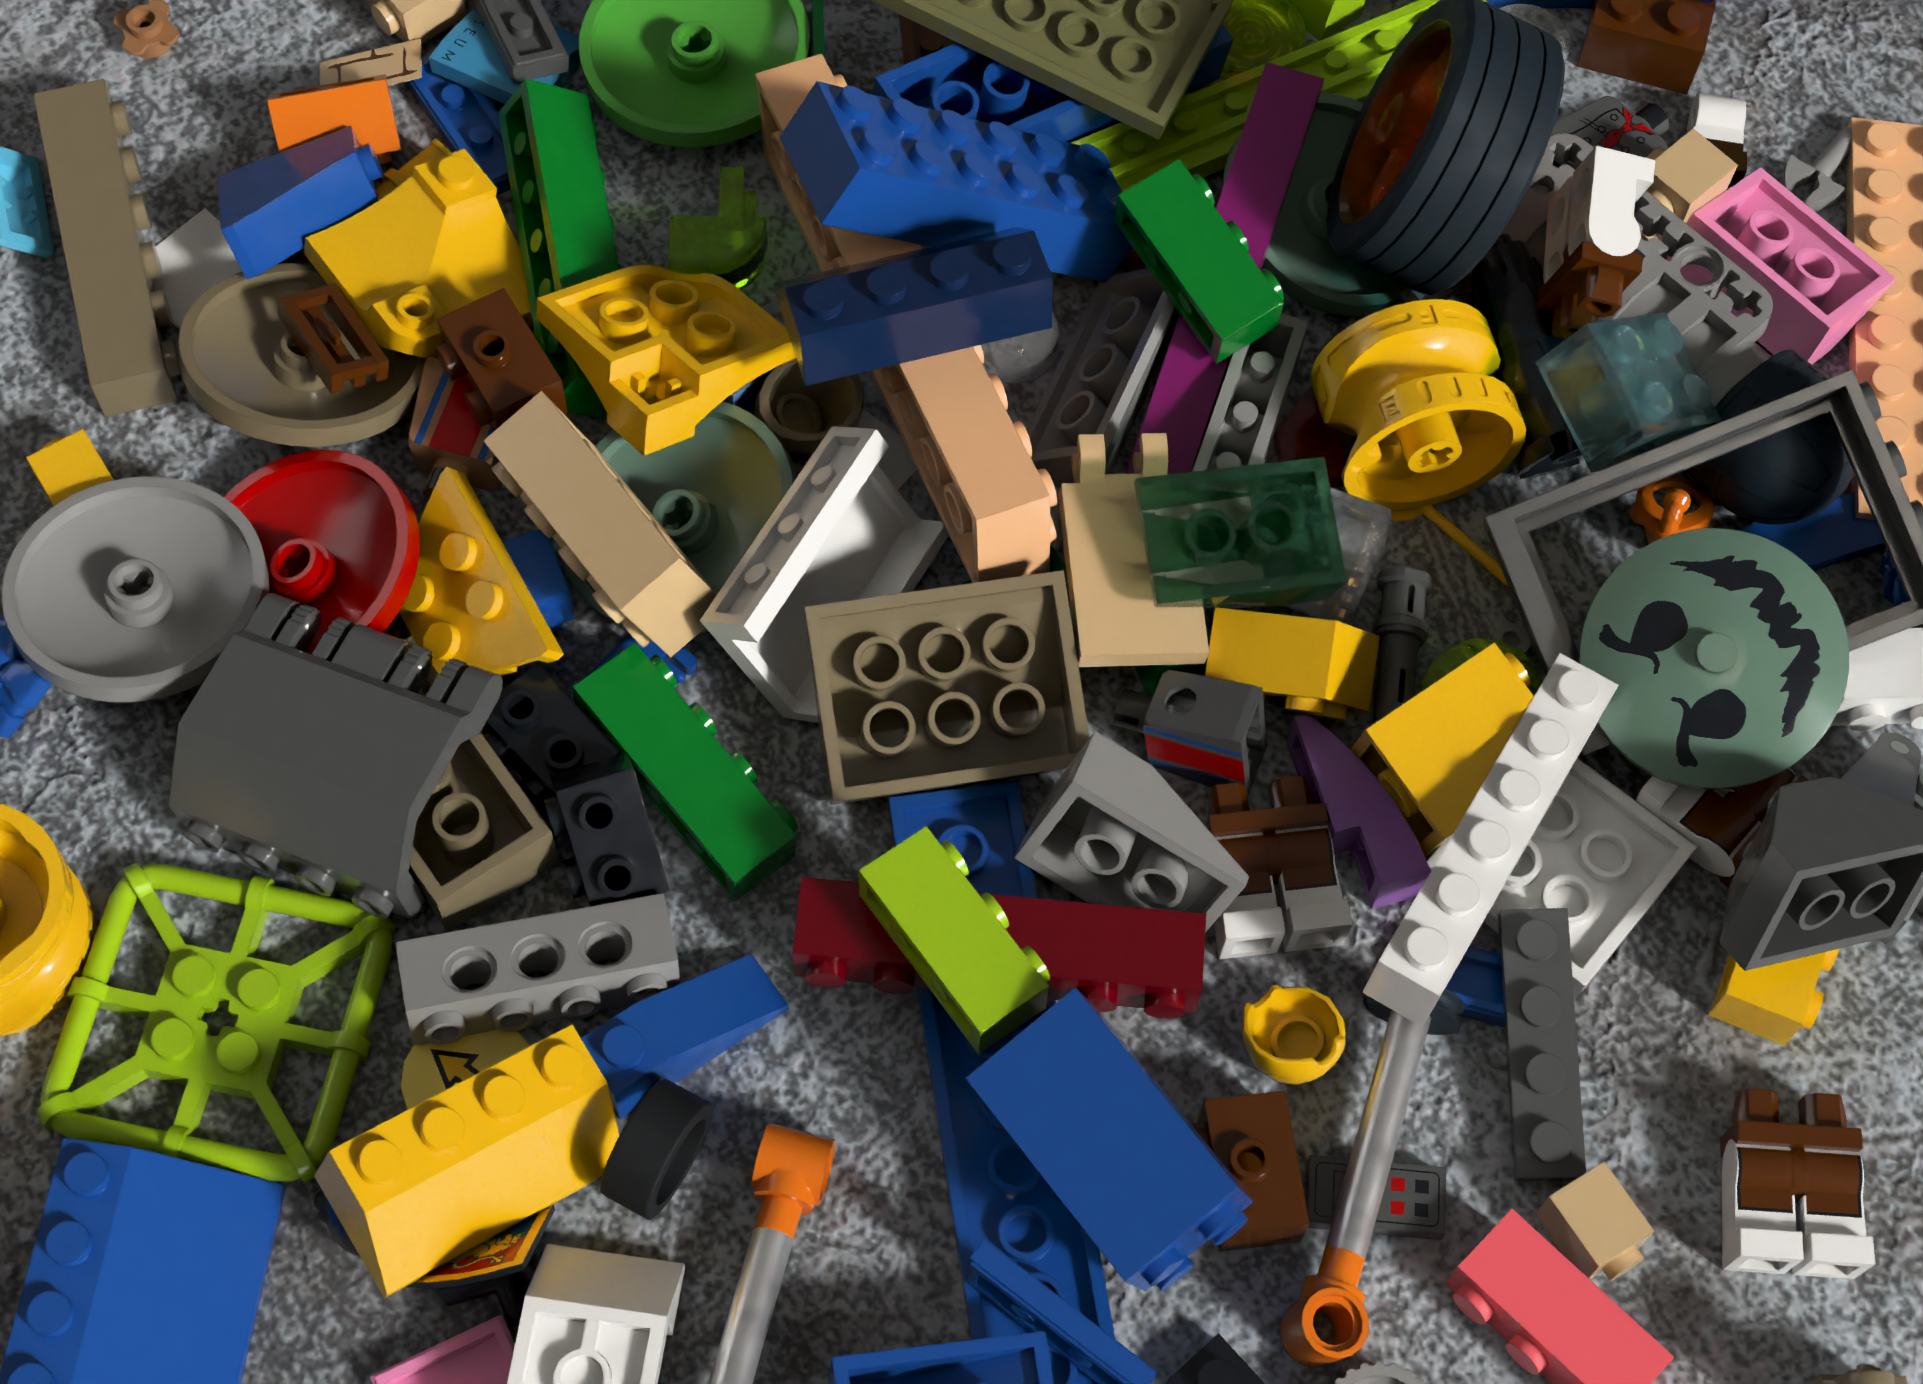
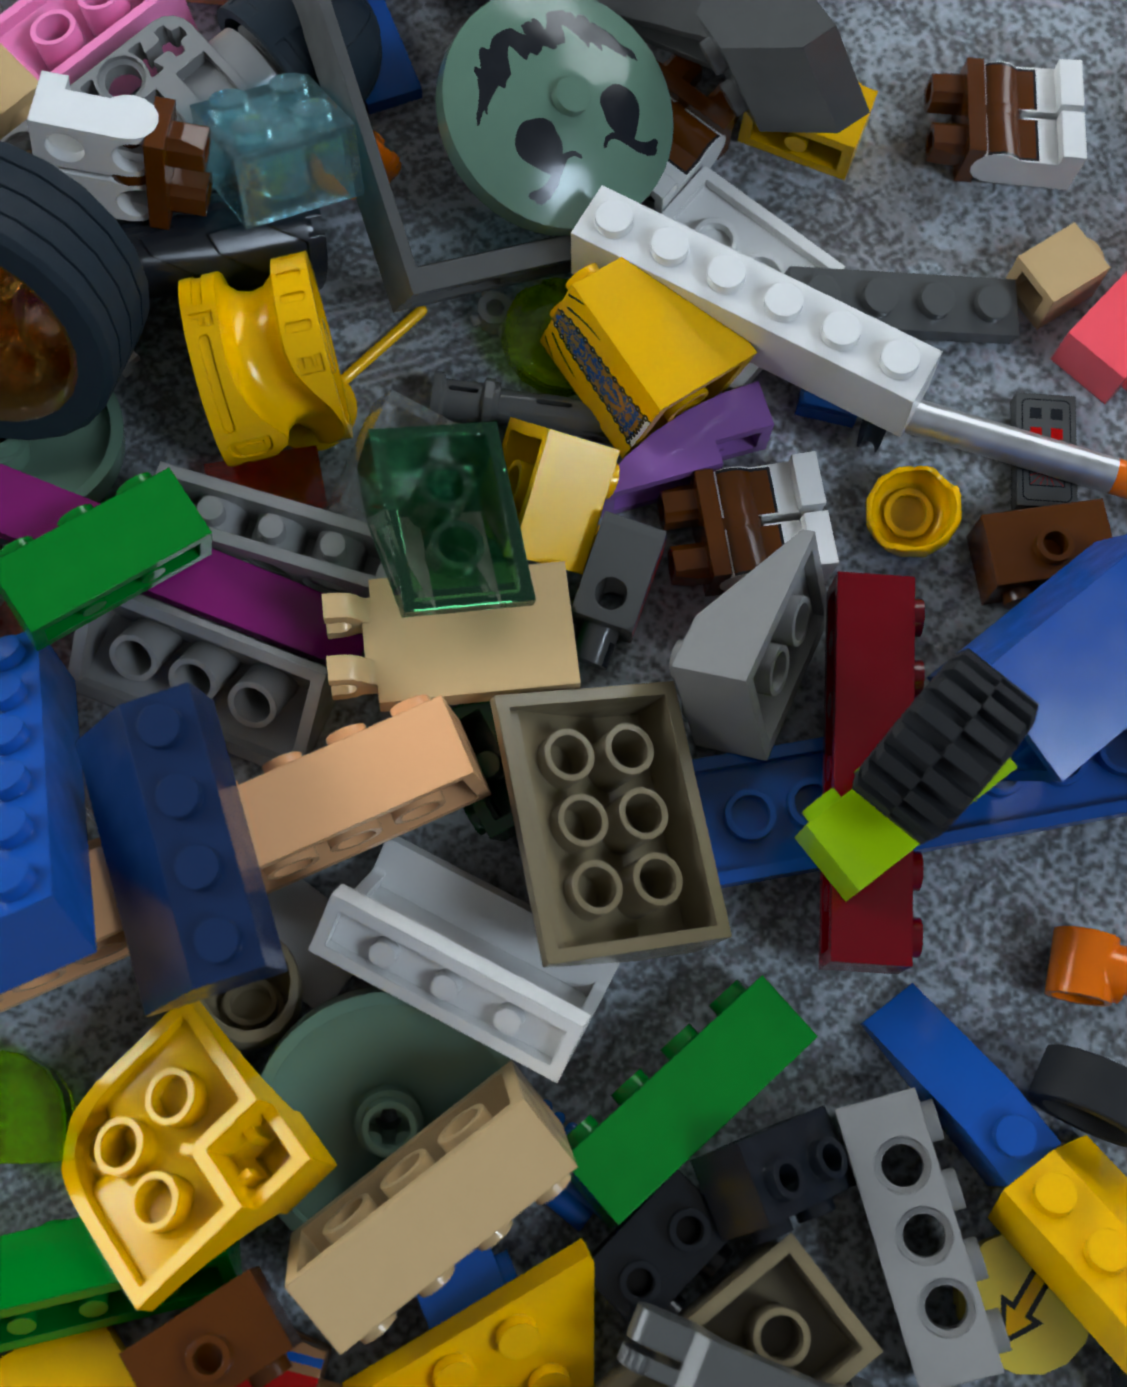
camera: 95 degrees left, 10 degrees up
(986, 908) = (946, 747): none -> black tyre

